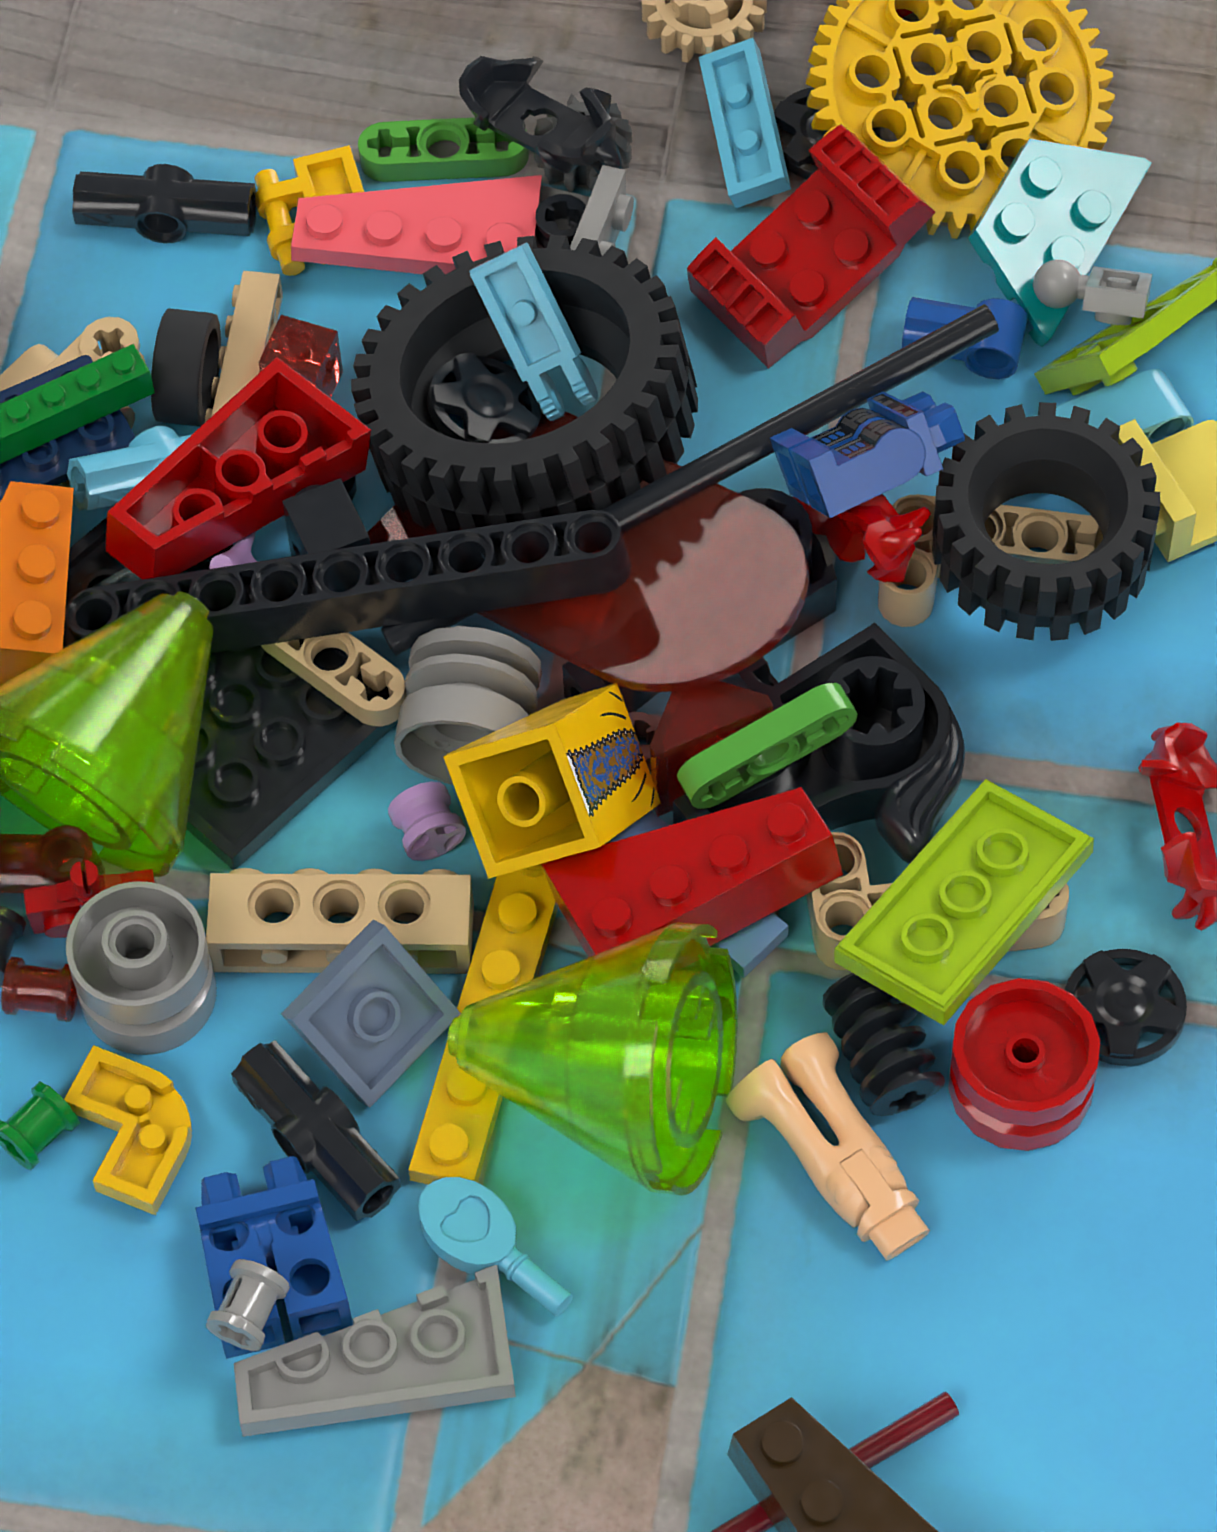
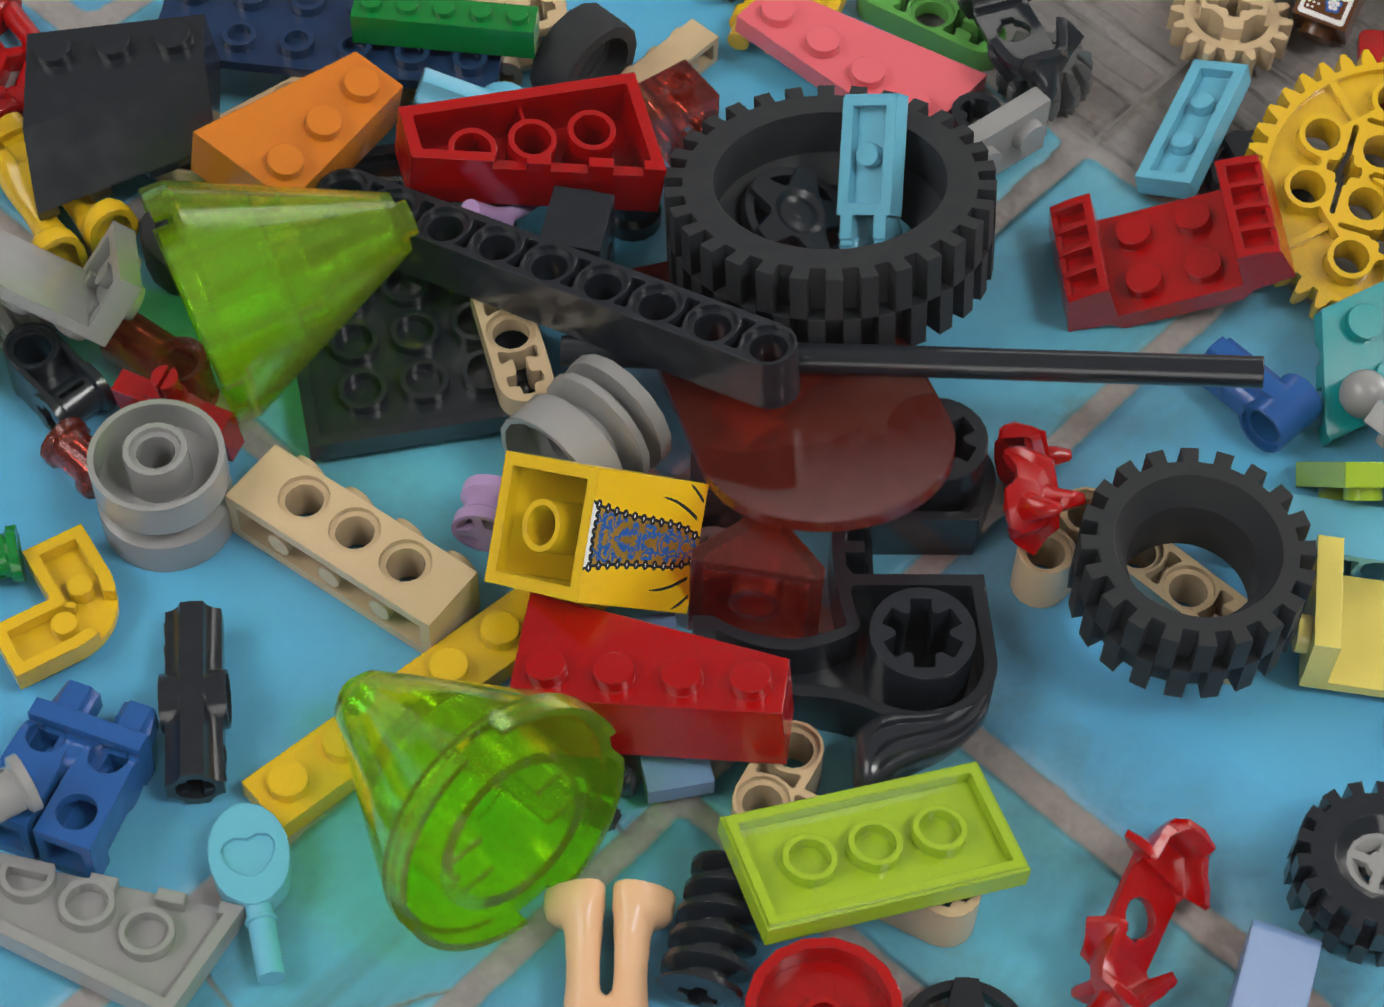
camera: 30 degrees right, 5 degrees down
(371, 1013) = (302, 630): sand blue tile -> none
(767, 745) = (797, 612): bright green beam -> none
(867, 451) = (1068, 419): blue hips -> none

